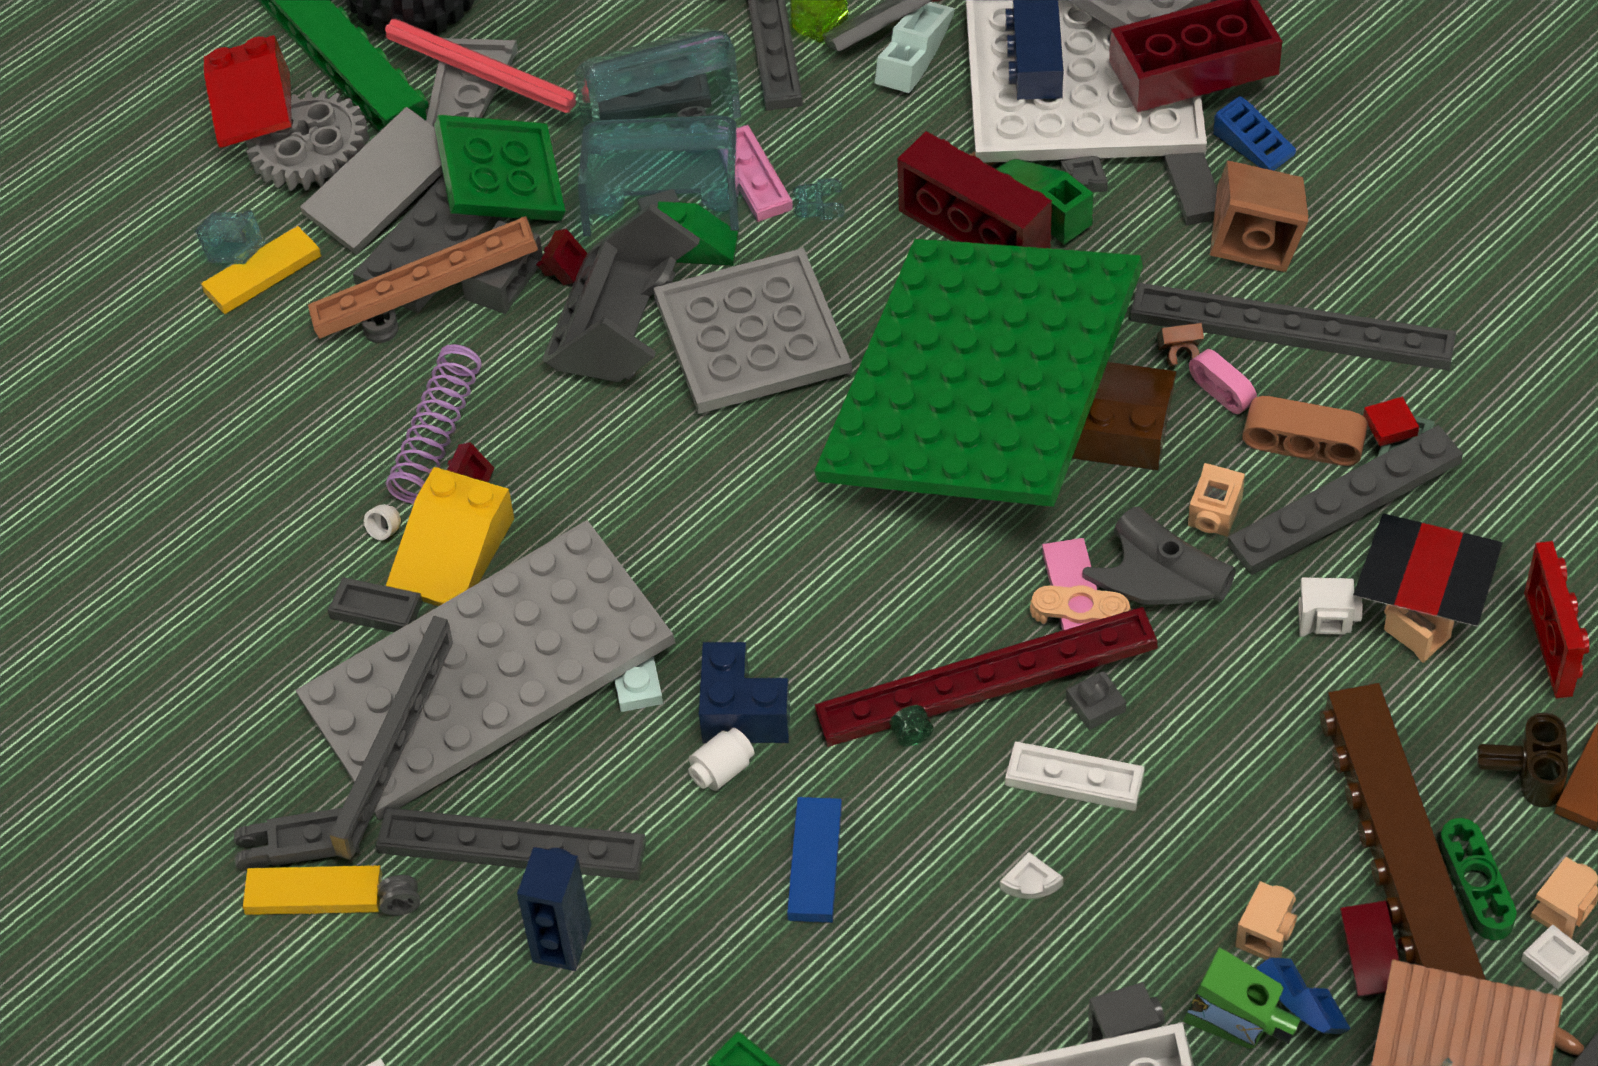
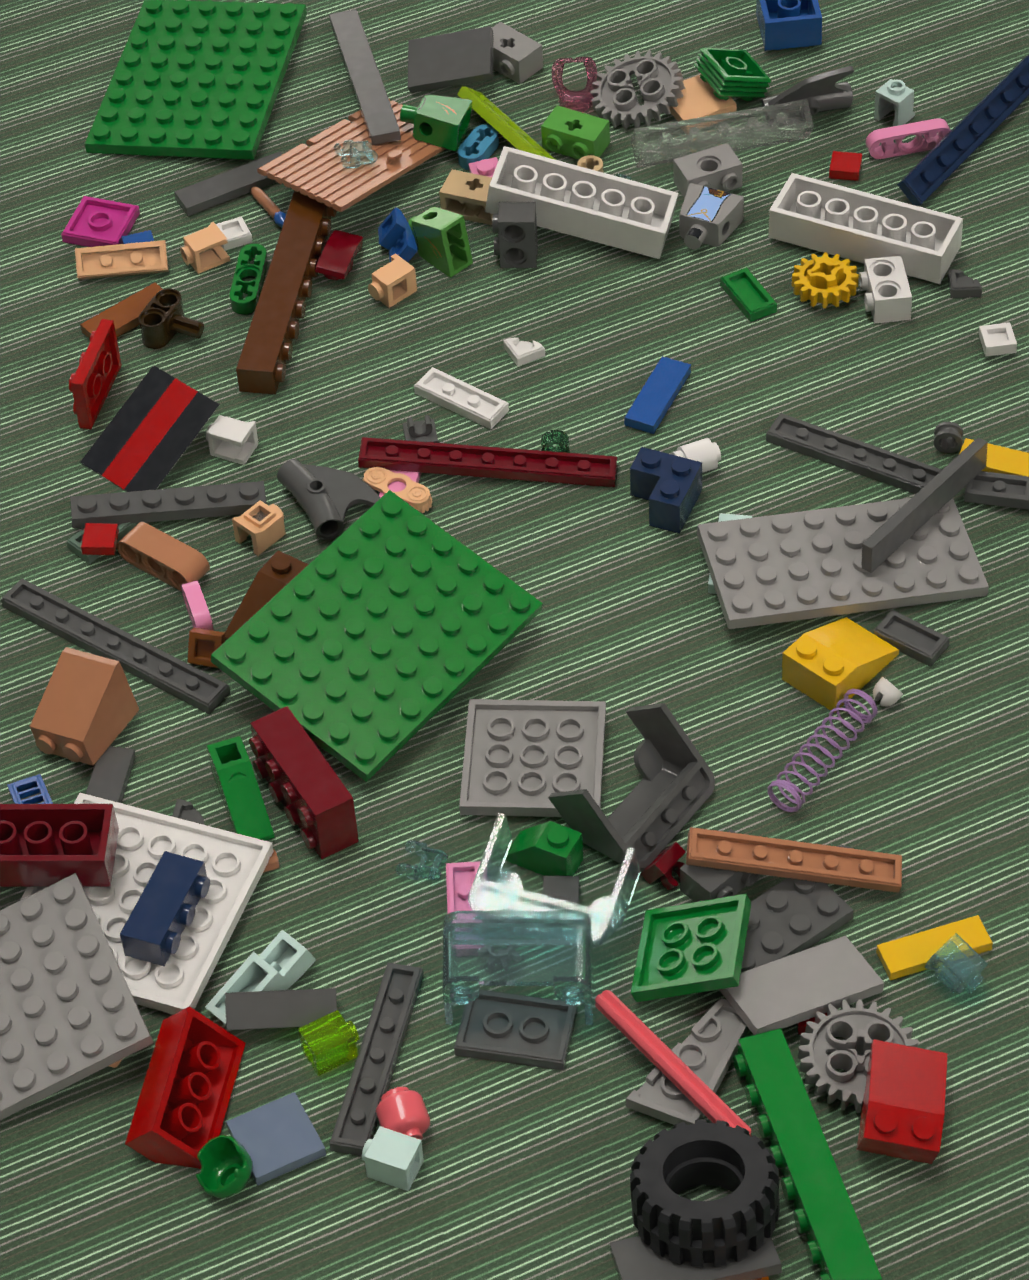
camera: 160 degrees left, 5 degrees down
(470, 463) = (808, 706): dark red tile -> none
(554, 908) = (846, 364): dark blue brick -> none

